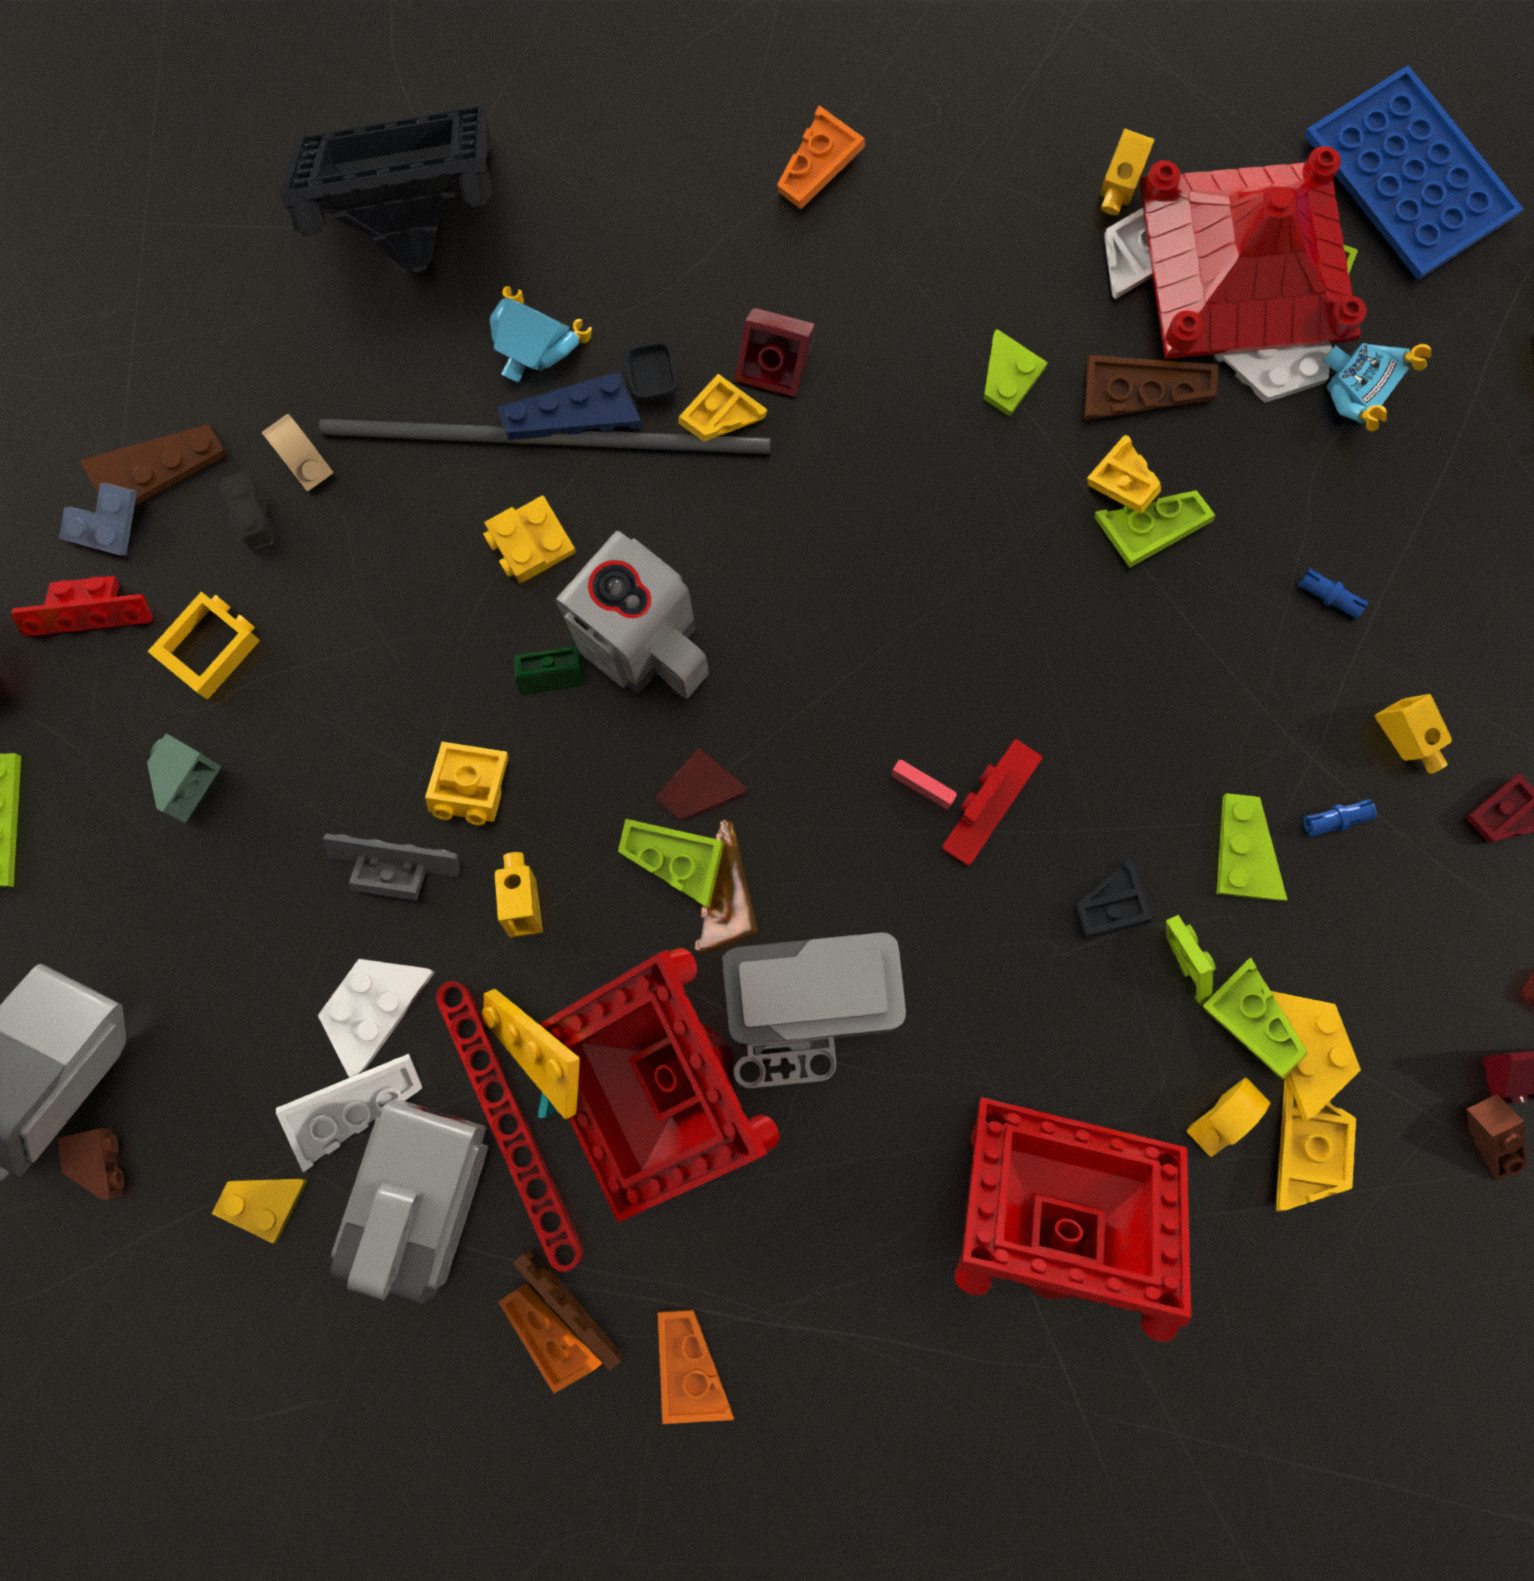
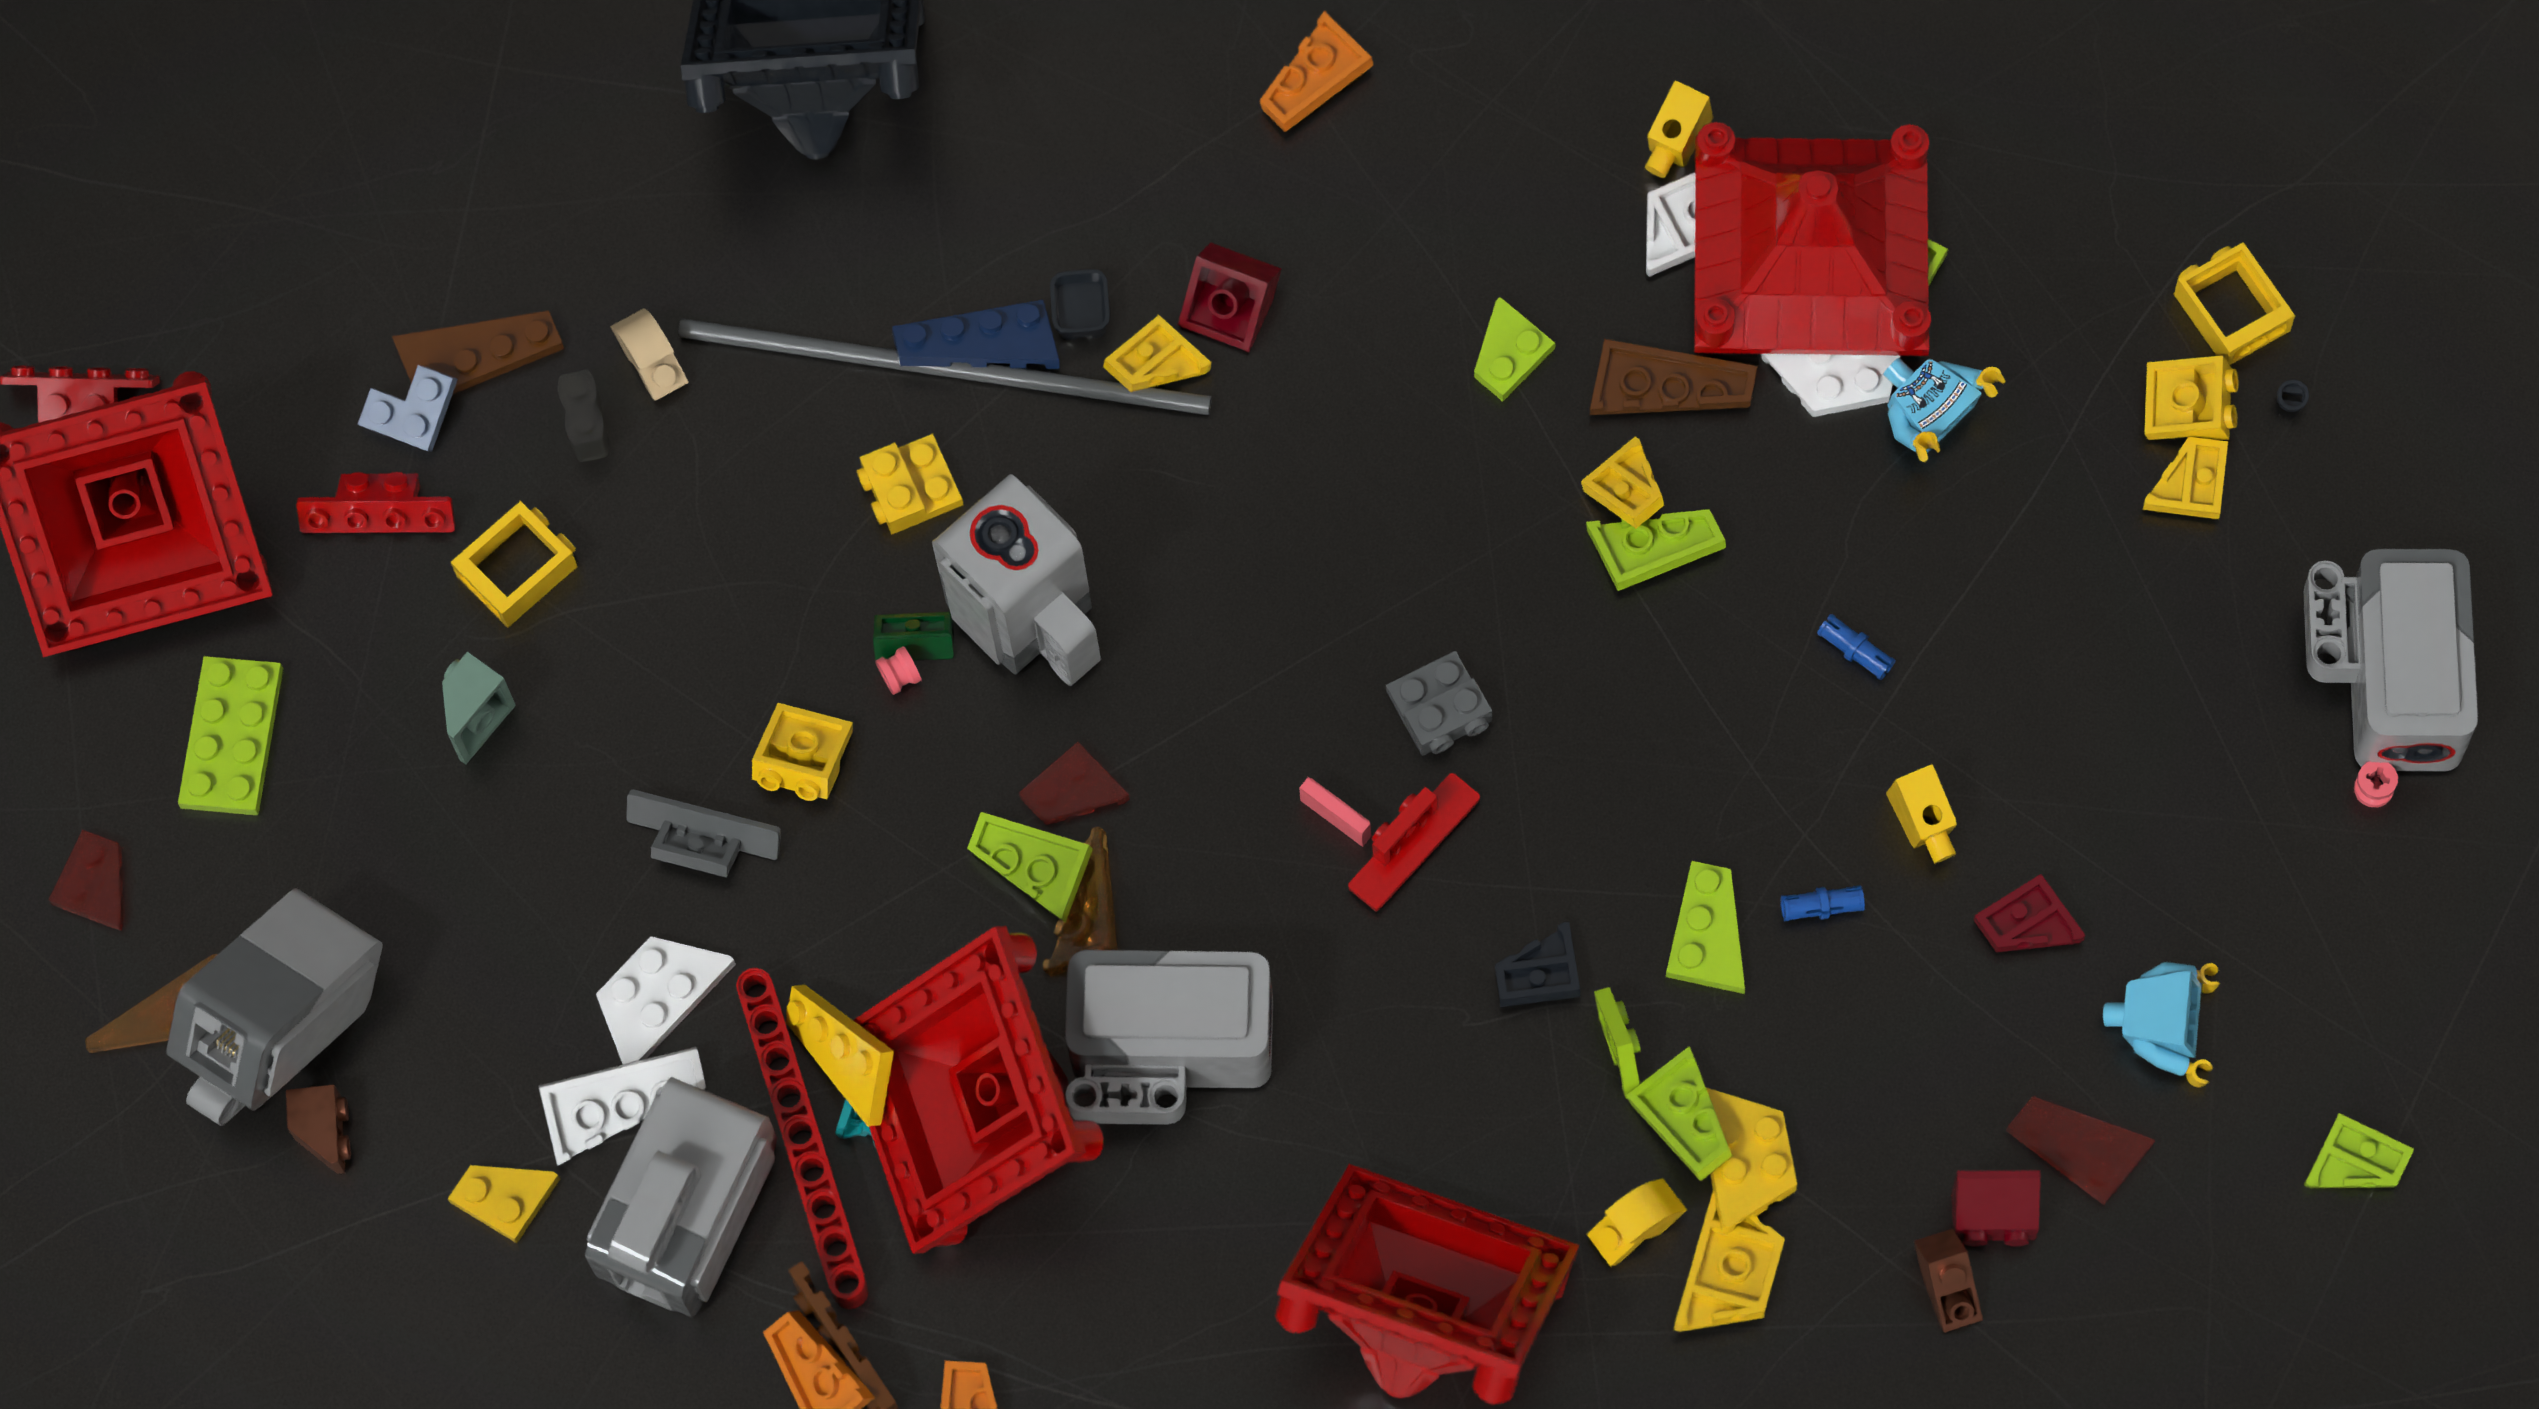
camera: 10 degrees right, 10 degrees down
(517, 897) = (844, 887): yellow torso -> none
(530, 336) = (942, 248): medium azure torso -> none
(540, 702) = (898, 670): none -> coral wheel
(996, 680) = (1440, 704): none -> dark grey plate
(1414, 172) = (2032, 163): blue plate -> none

